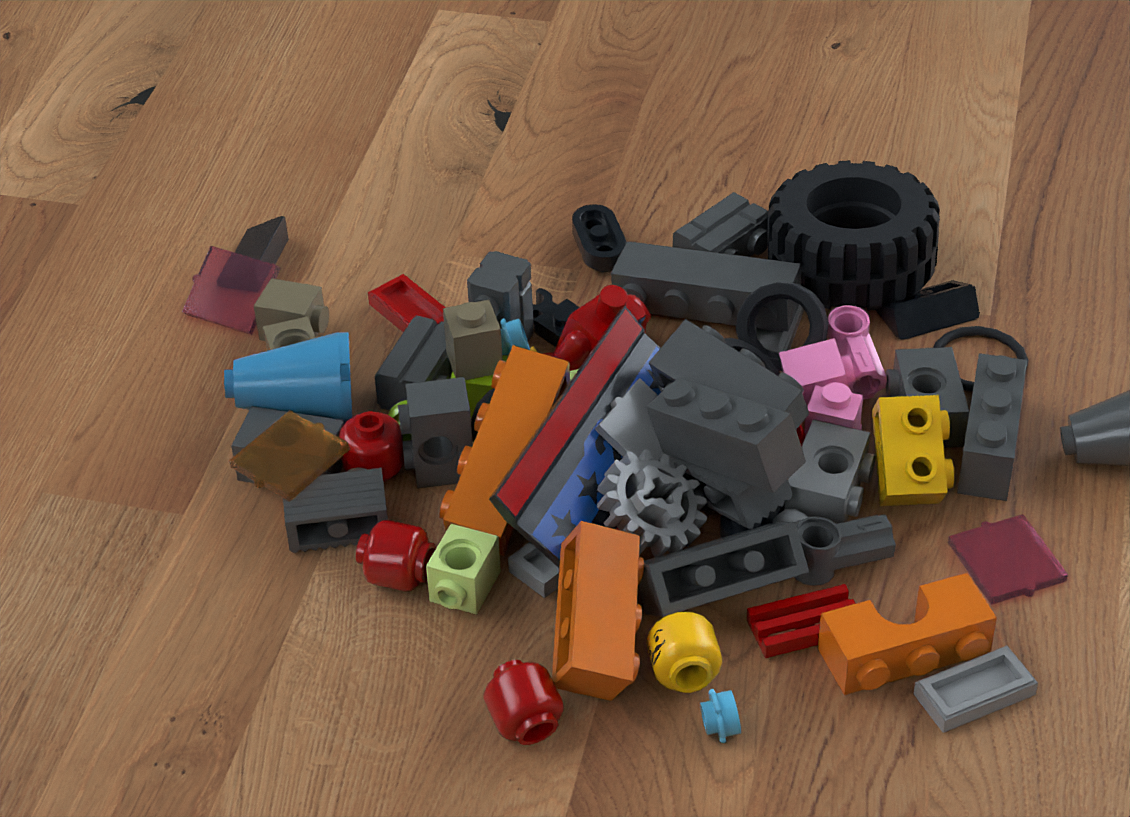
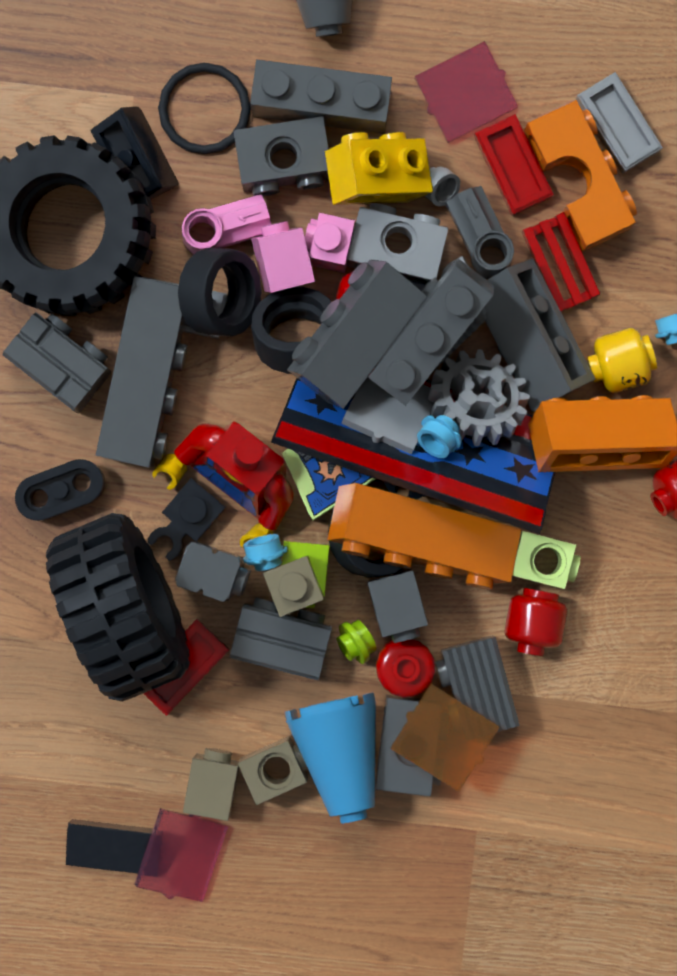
camera: 95 degrees left, 45 degrees up
(461, 174) = (117, 607): none -> black tyre
(611, 445) = (439, 436): none -> medium azure plate
(896, 506) = (444, 185): none -> light grey hinge
(896, 591) = (513, 165): none -> red tile

